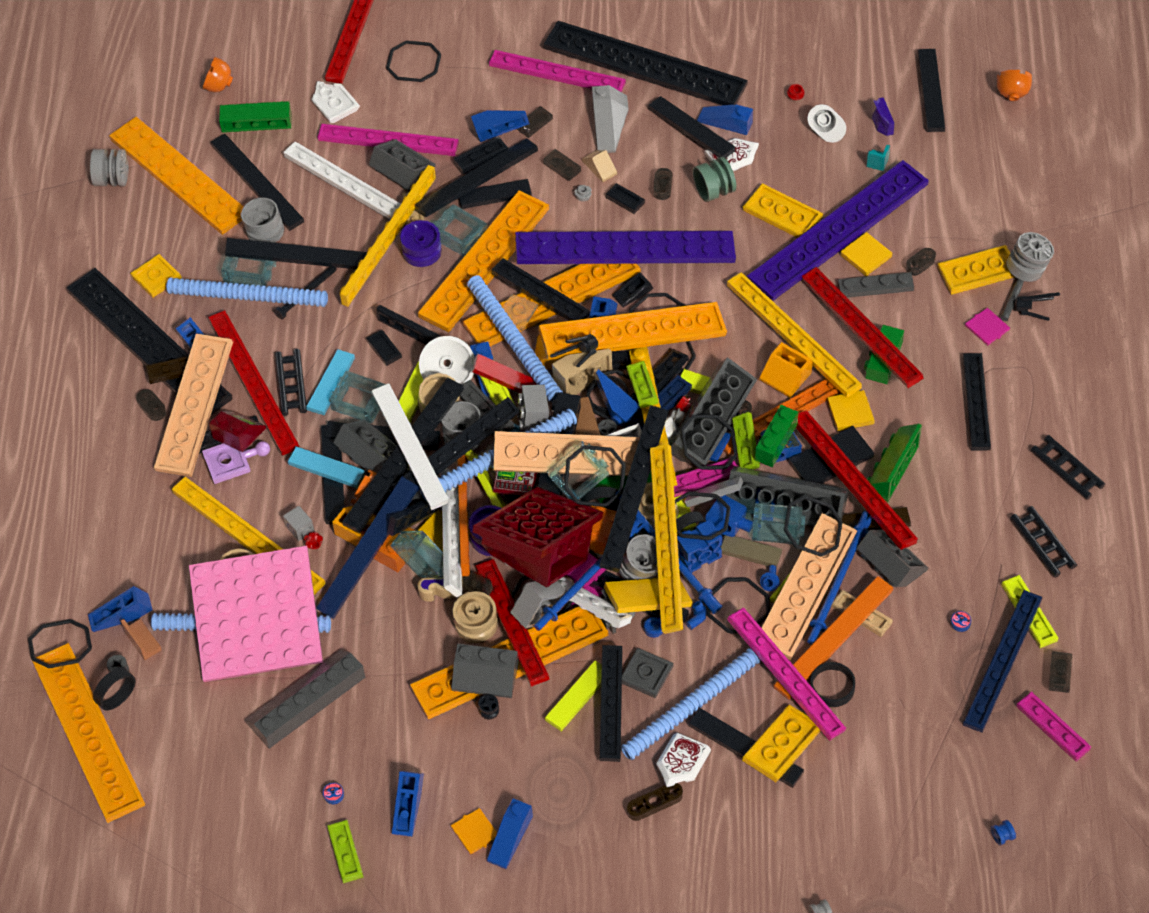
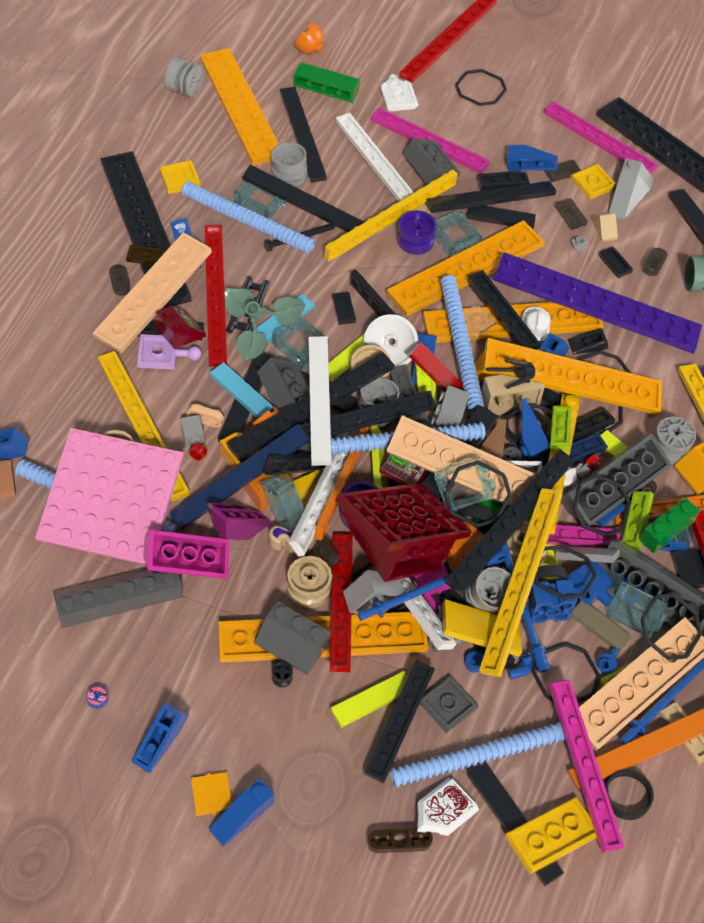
camera: 15 degrees right, 0 degrees up
(309, 503) = (207, 416): none -> light nougat plate
(314, 417) = (242, 301): none -> sand green plant
(345, 851) = (79, 760): lime tile -> none
(353, 636) = (186, 554): none -> dark pink slope
(383, 589) = (236, 521): none -> magenta wedge
(569, 121) = (593, 181): none -> yellow tile
(576, 288) = (537, 321): none -> white piece
(750, 352) = (675, 437): none -> light grey wheel

